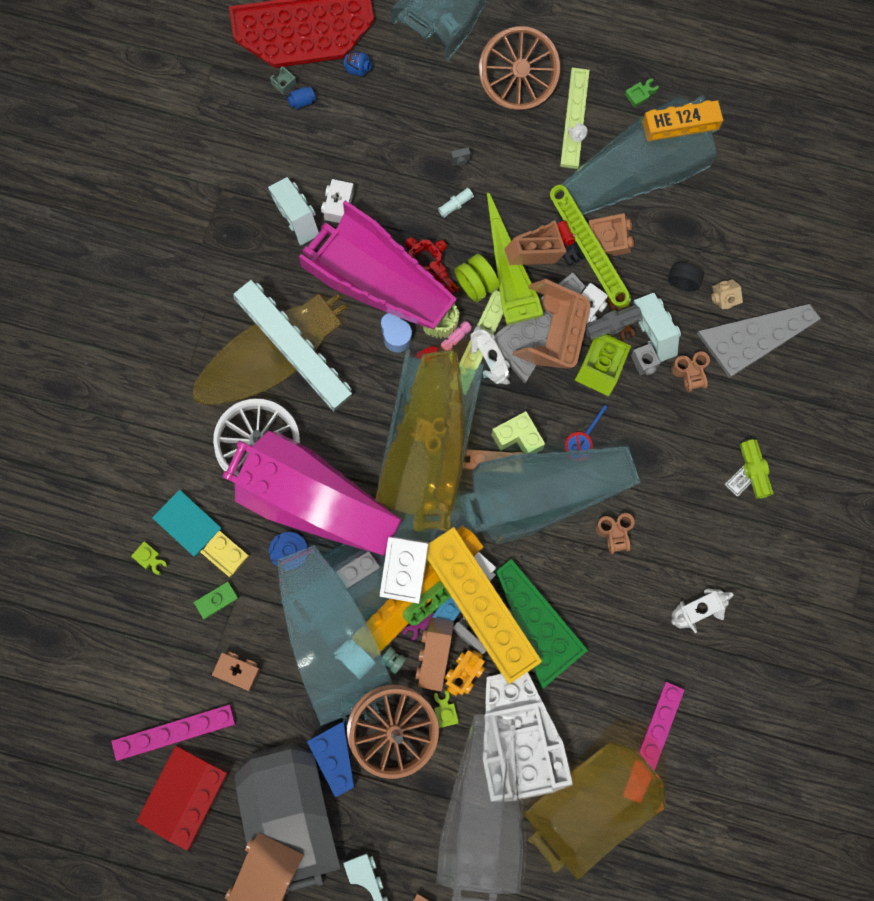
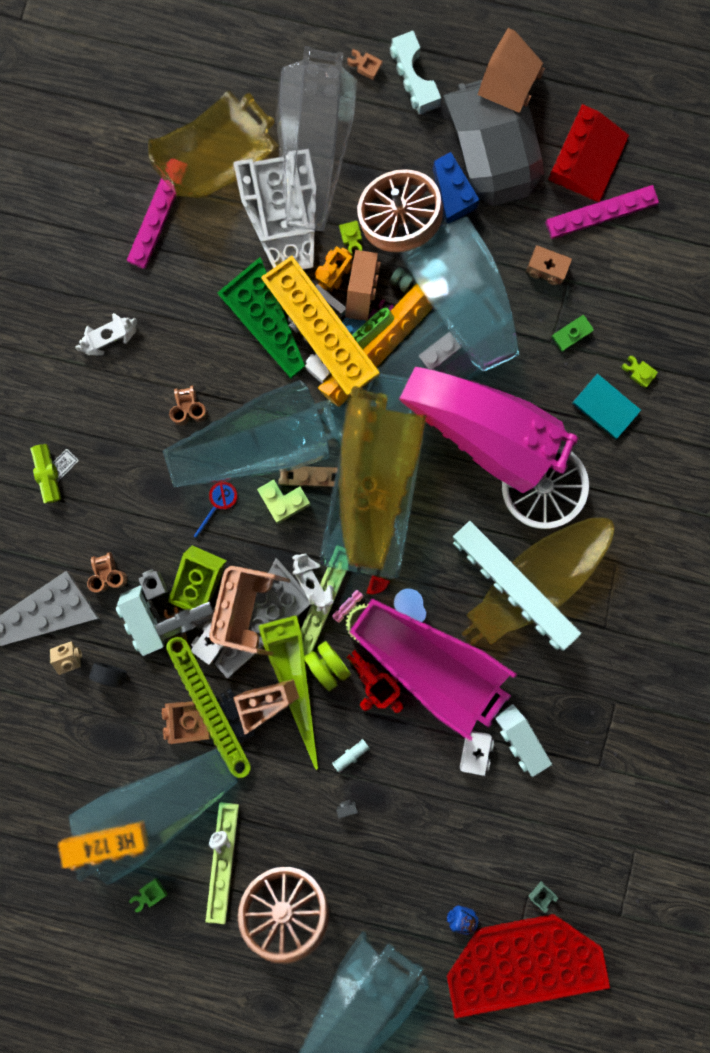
camera: 175 degrees left, 10 degrees up
(224, 554) = (567, 377): light yellow plate -> none
(285, 545) = (507, 379): blue tile -> none
(301, 97) = (522, 876): blue brick -> none
(404, 569) = (394, 352): white plate -> none
(566, 234) = (234, 720): red pin -> none

